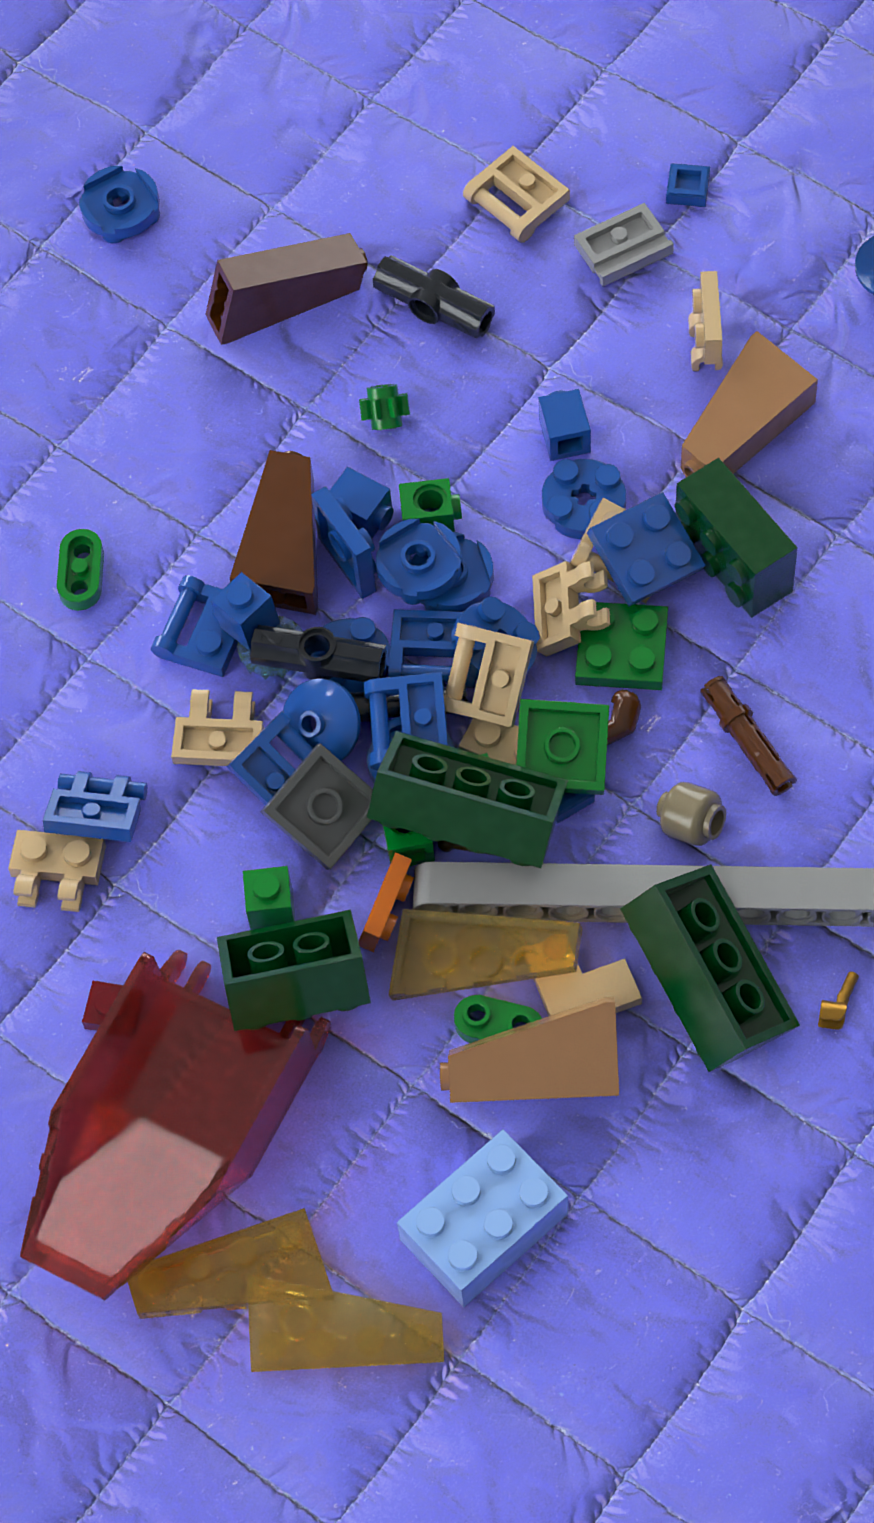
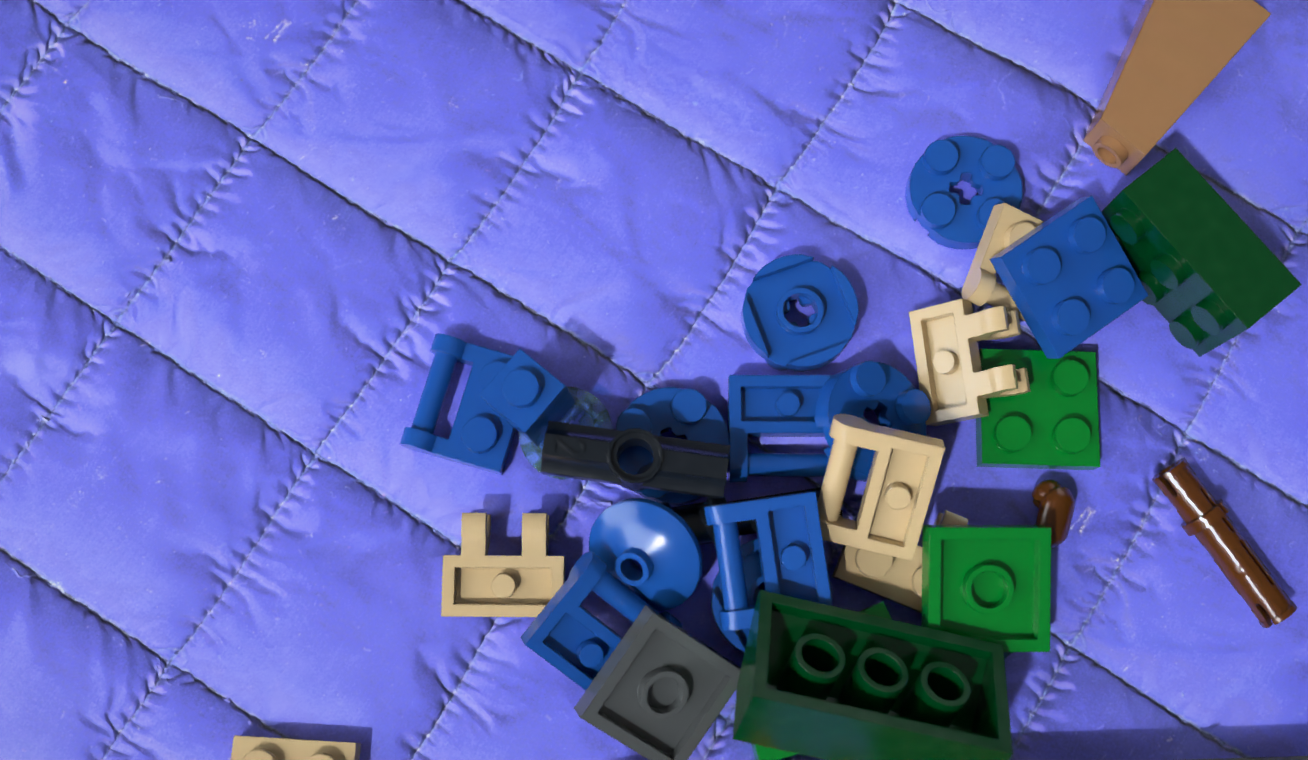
camera: 10 degrees left, 15 degrees up
(80, 572) = (293, 330): green plate -> none
(95, 806) = (339, 715): blue plate -> none
(281, 534) = (563, 276): reddish brown slope -> none
(344, 542) = (668, 295): blue plate -> none
(366, 499) = (668, 216): blue brick -> none
(384, 406) = (689, 70): green gear -> none
(421, 495) = (747, 240): green brick -> none
(423, 581) = (764, 272): blue plate -> none
(564, 424) = (931, 86): blue brick -> none
(691, 813) = (1164, 671): dark tan head -> none

